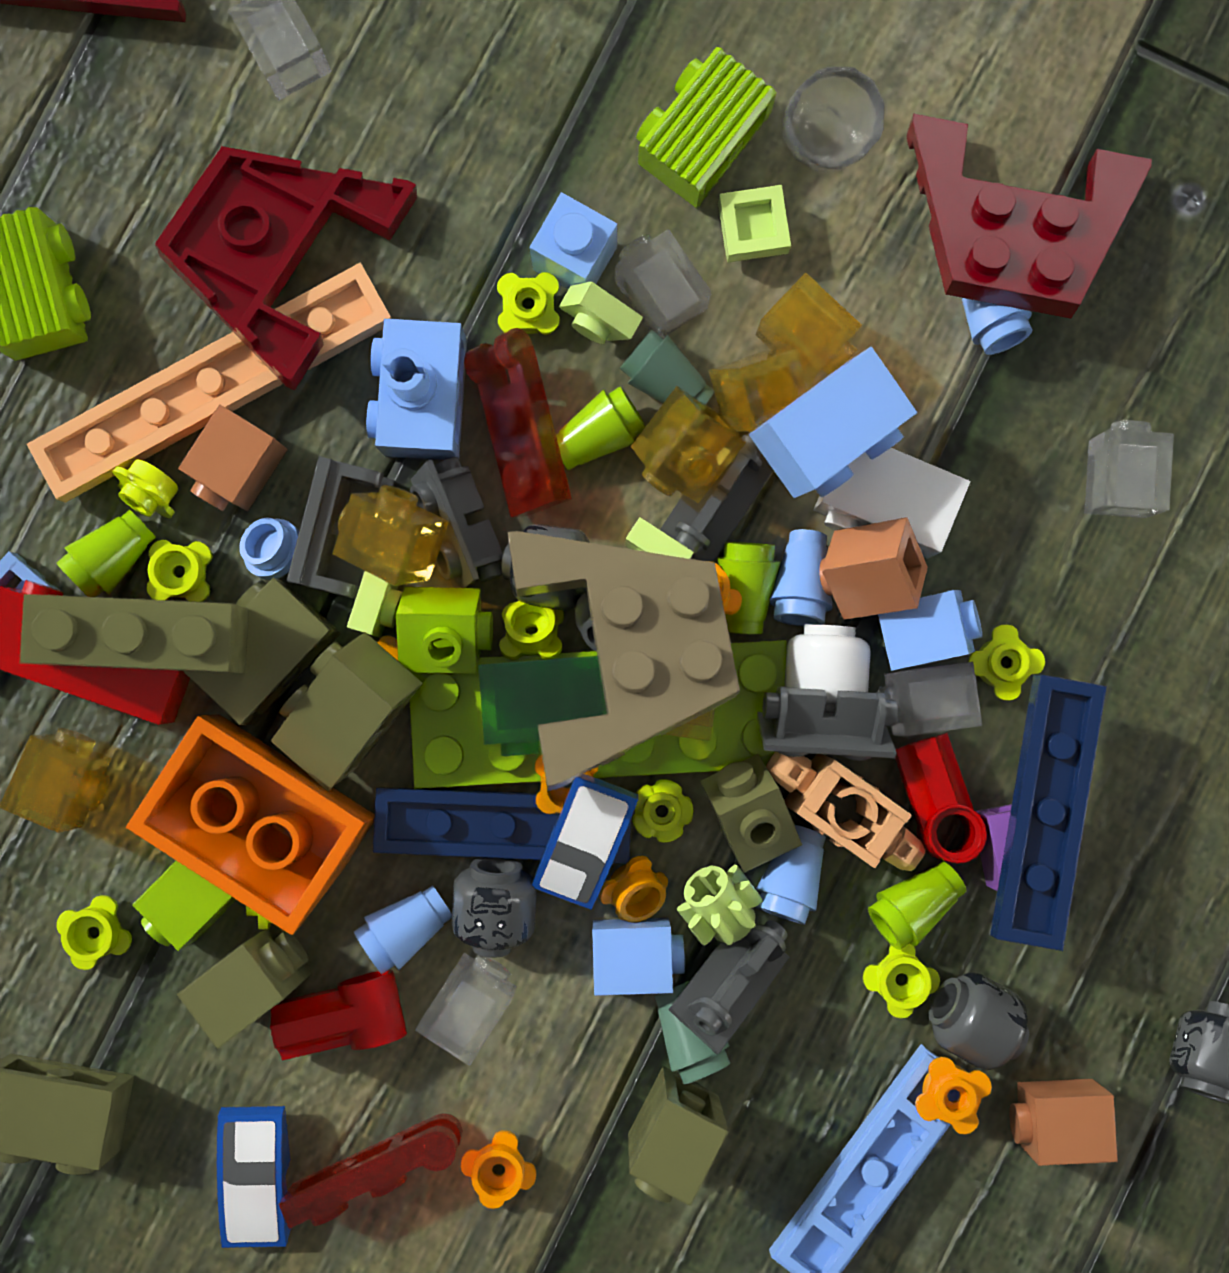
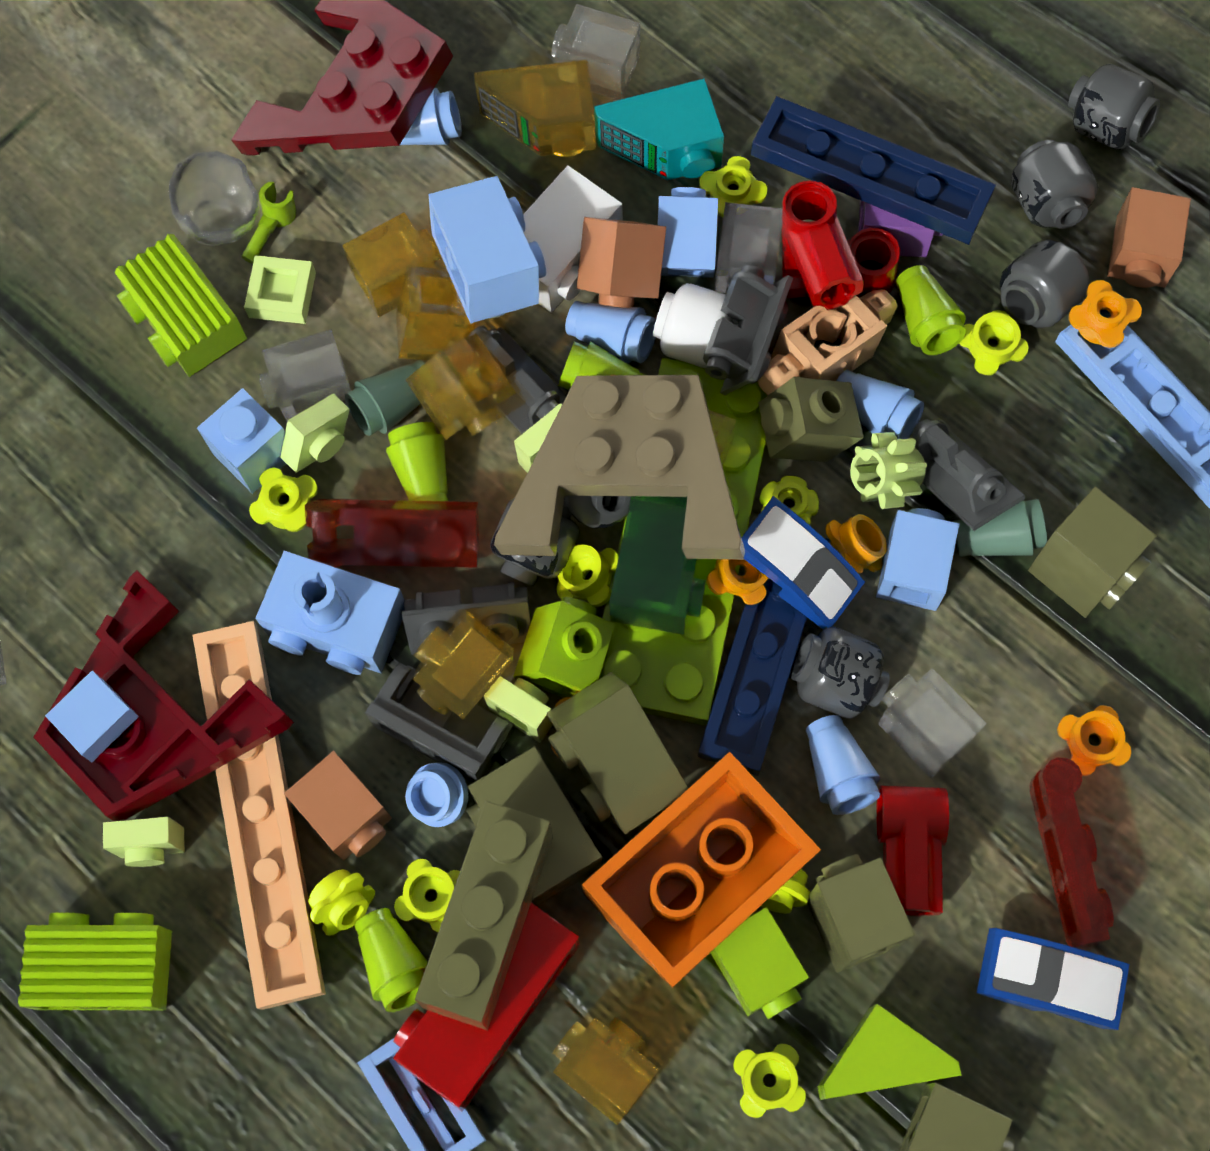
camera: 70 degrees left, 15 degrees down
(132, 1035) = (884, 1056): none -> lime slope
(152, 286) = (143, 840): none -> yellowish green plate
(247, 194) = (91, 716): none -> light blue tile
(834, 185) = (273, 216): none -> lime hand
(936, 780) = (819, 245): none -> red piece
(1044, 433) = (541, 106): none -> clear yellow slope
(1051, 573) = (664, 131): none -> teal slope
(1101, 1007) = (1054, 184): none -> dark grey head

